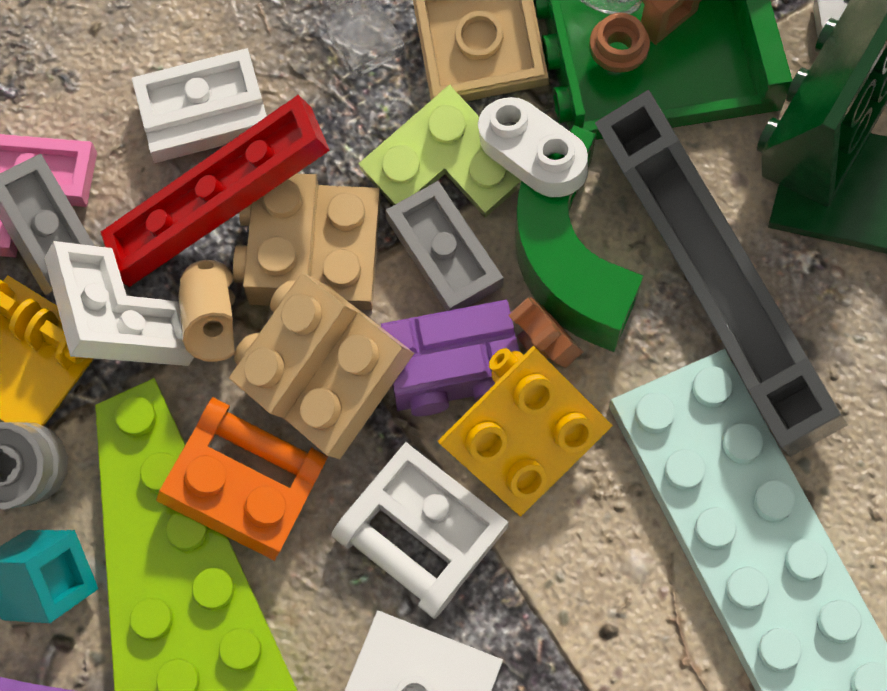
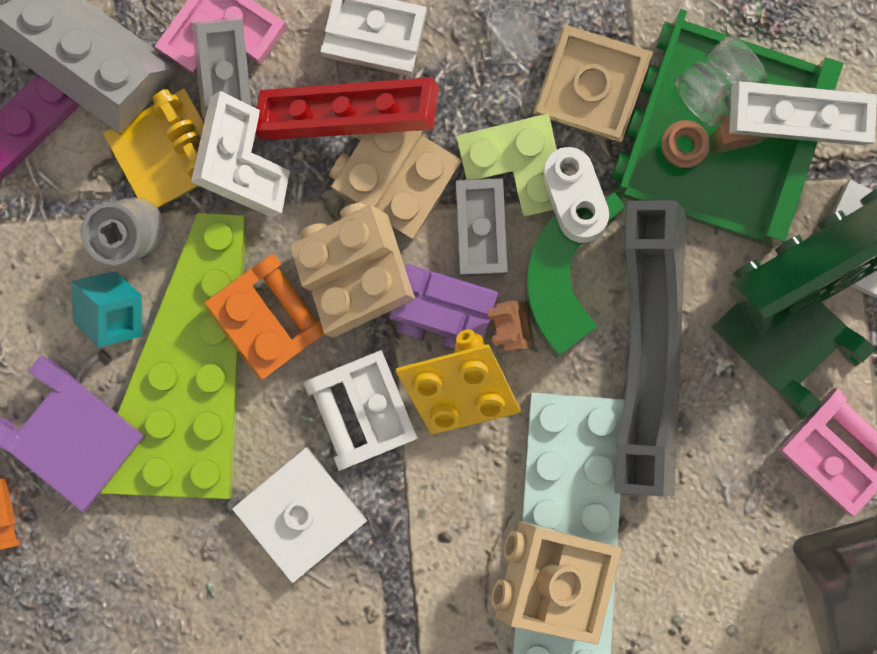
camera: 30 degrees right, 15 degrees up
(207, 310) = (300, 184): tan piece -> none
(778, 593) = (556, 583): none -> tan plate

